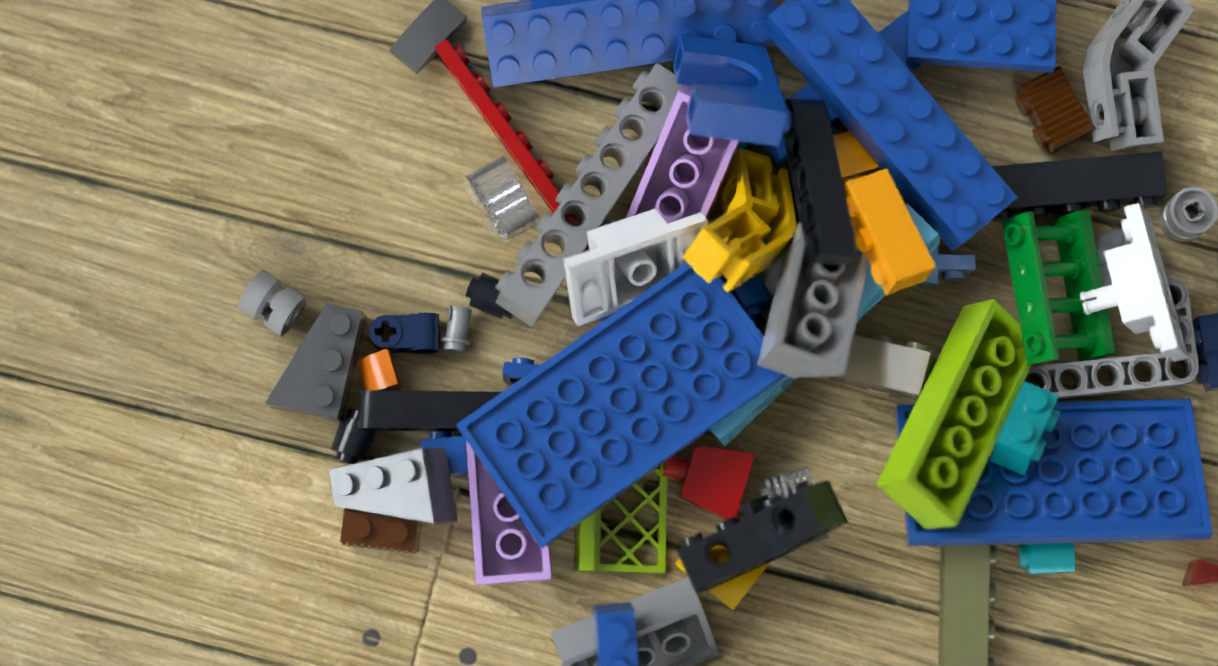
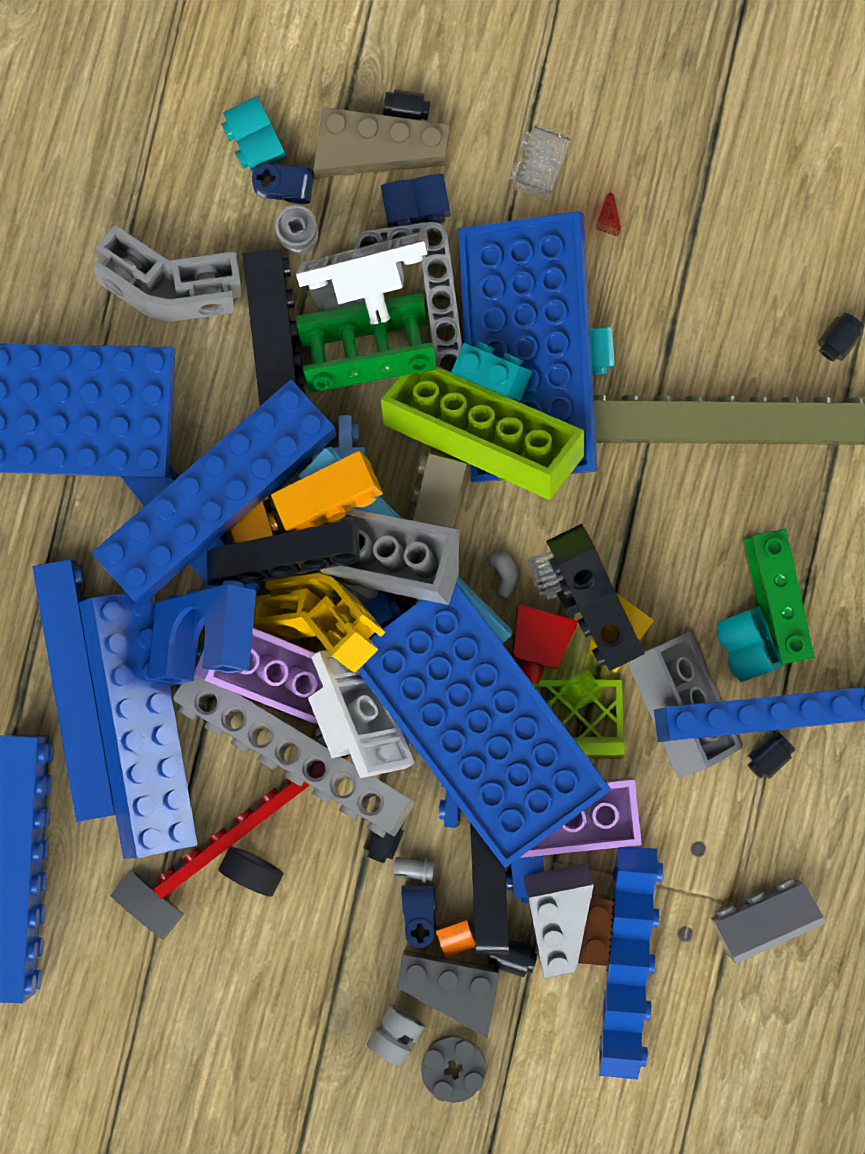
camera: 95 degrees left, 5 degrees up
(213, 357) = (463, 1052): none -> dark grey plate
(342, 569) = (630, 963): none -> blue brick
(461, 145) = (250, 871): none -> black tyre
(503, 200) = (296, 833): clear brick -> none
(654, 523) = (581, 690): none -> clear neon green piece
(791, 446) = (508, 571): none -> light grey arm
(1053, 110) = (206, 347): reddish brown brick -> none

